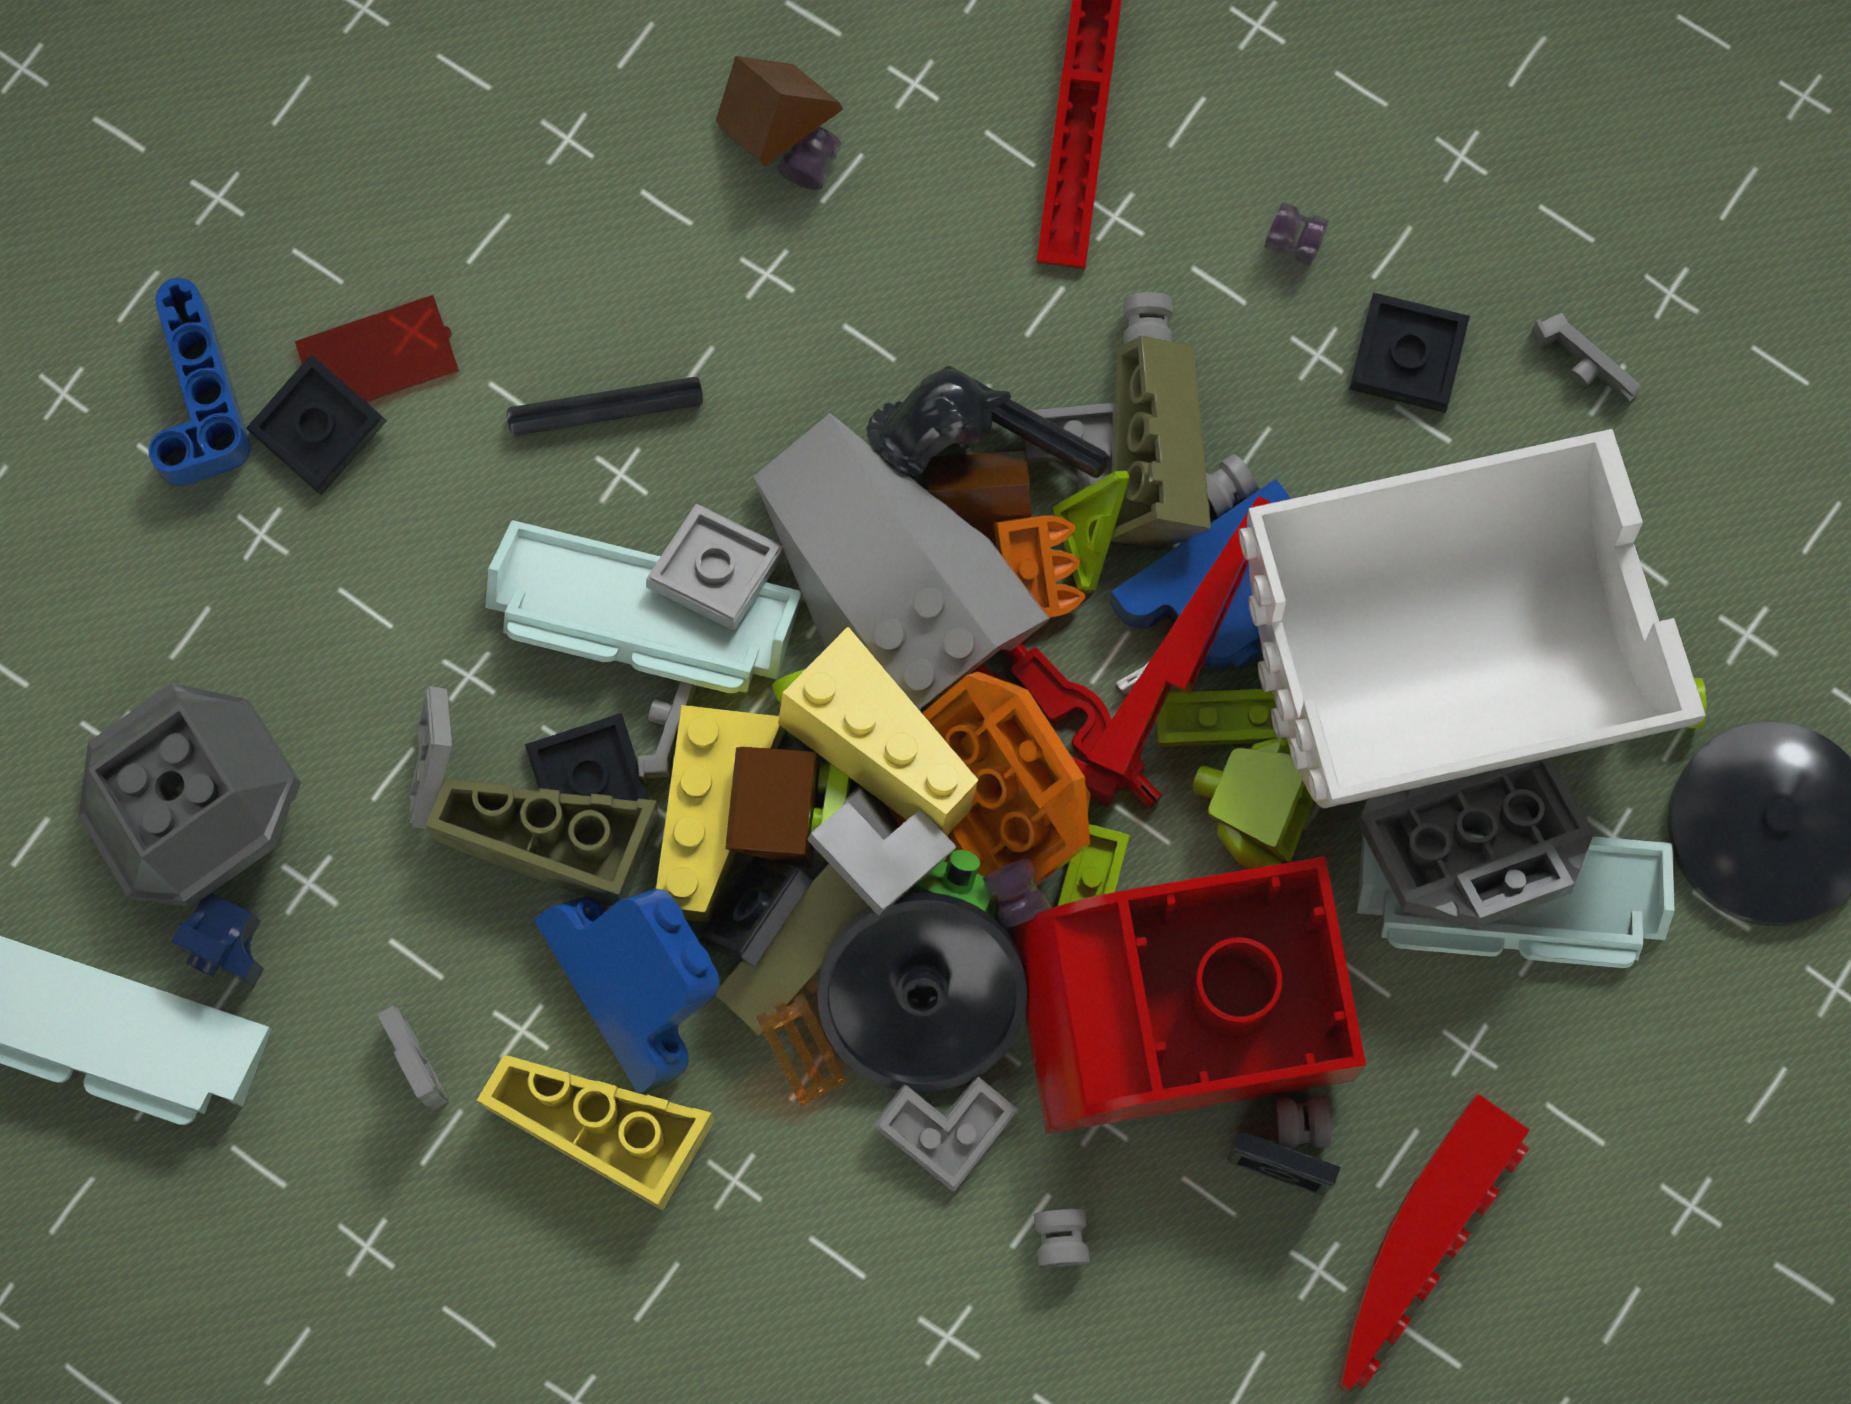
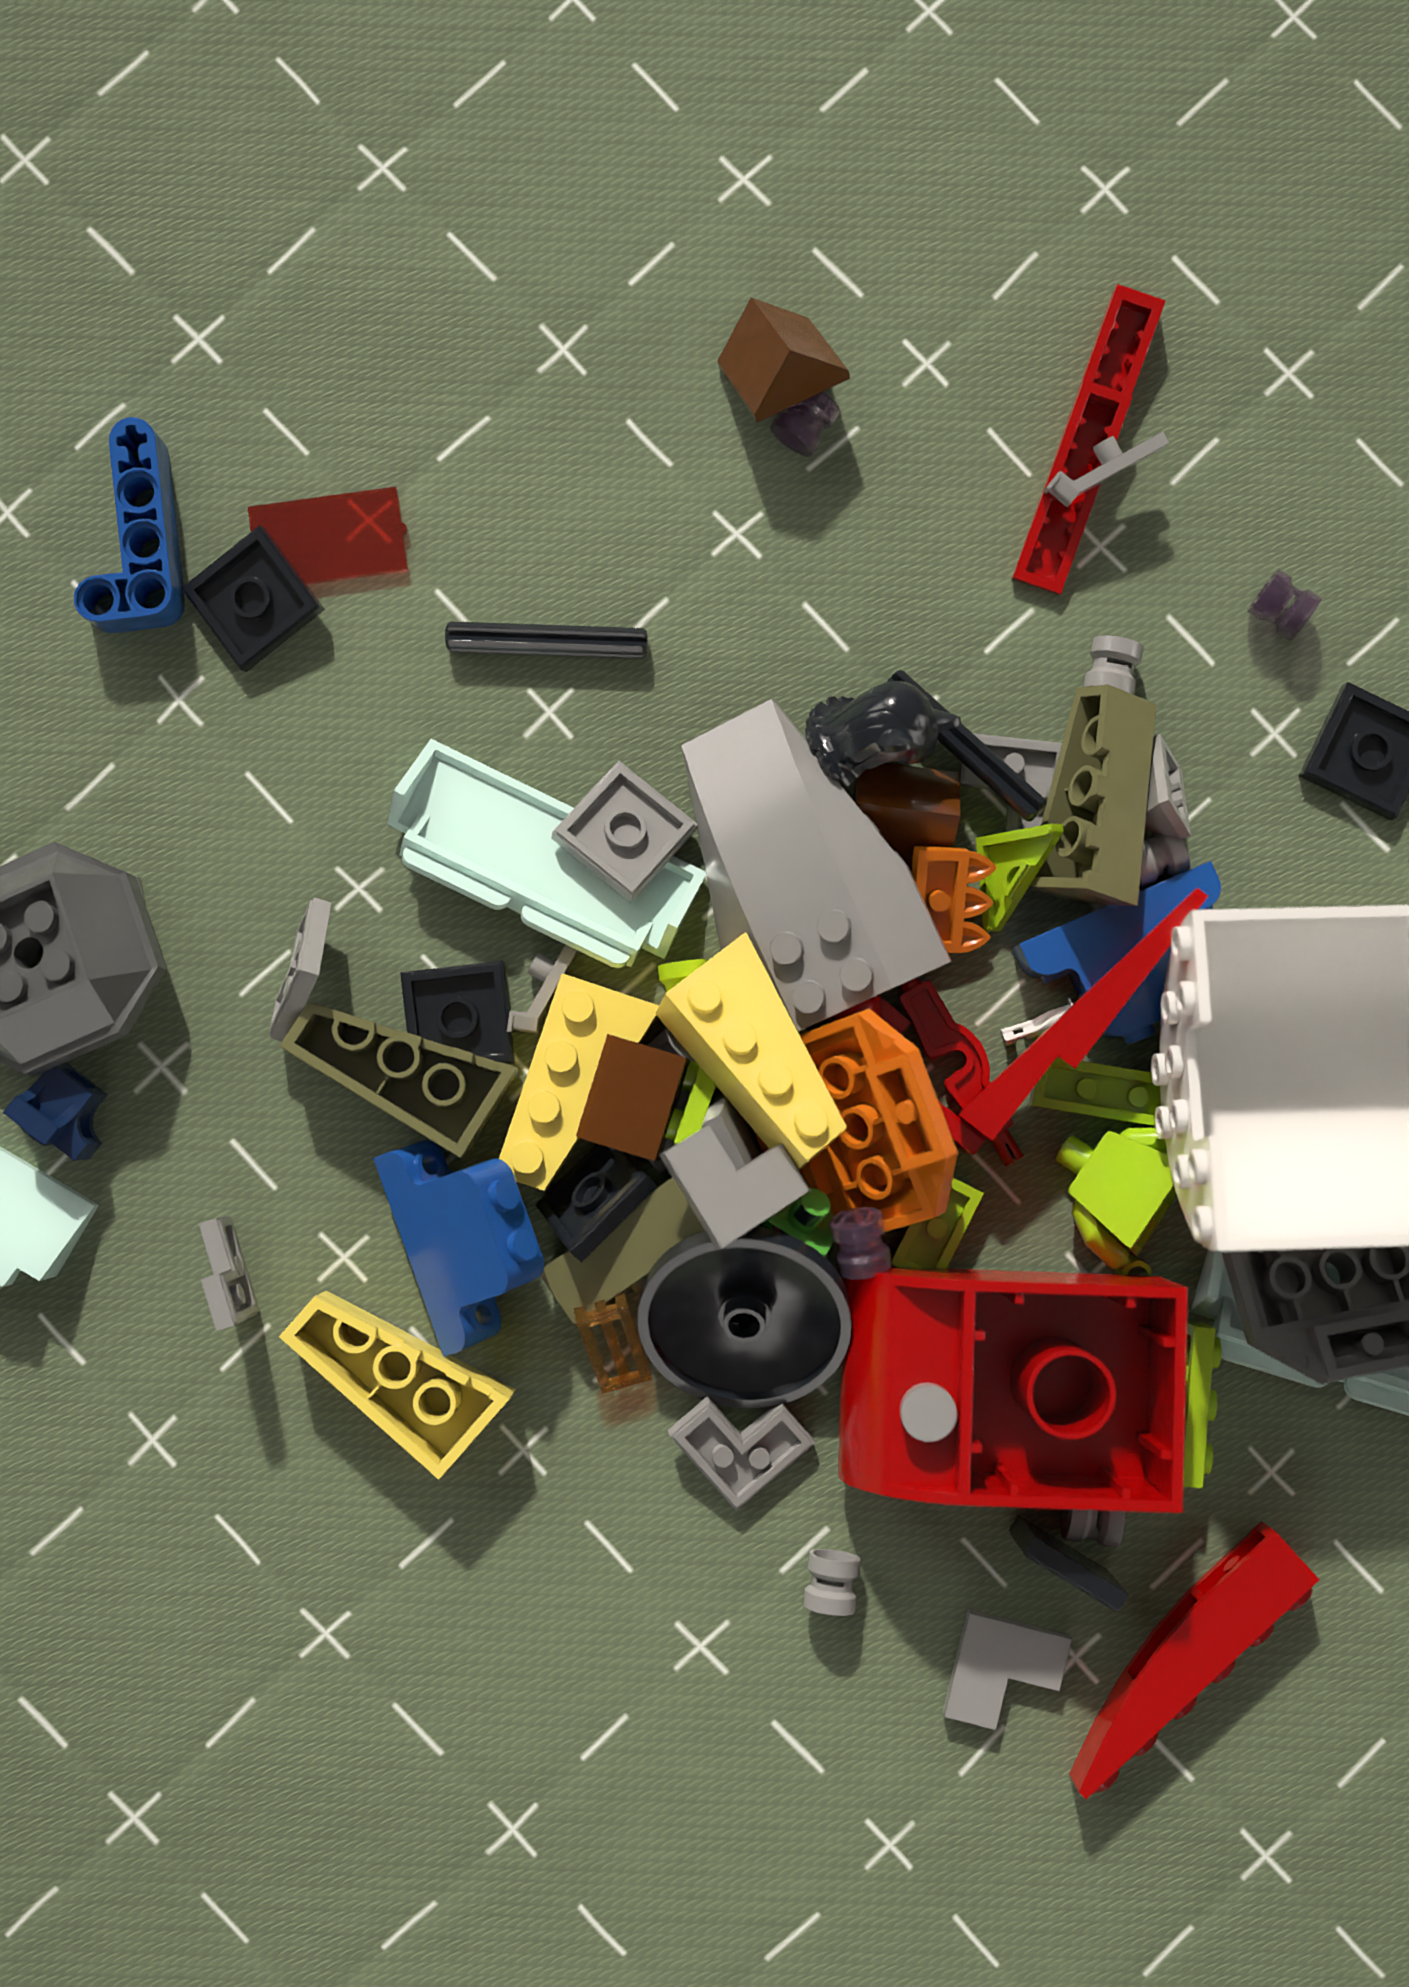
camera: 10 degrees right, 10 degrees up
(1104, 138) = (1112, 463): none -> light grey piece
(1109, 1025) = (928, 1412): none -> light grey tile
(1220, 426) = (1166, 794): none -> light grey slope
(1235, 1277) = (991, 1653): none -> light grey tile
(1377, 993) = (1202, 1355): none -> lime plate

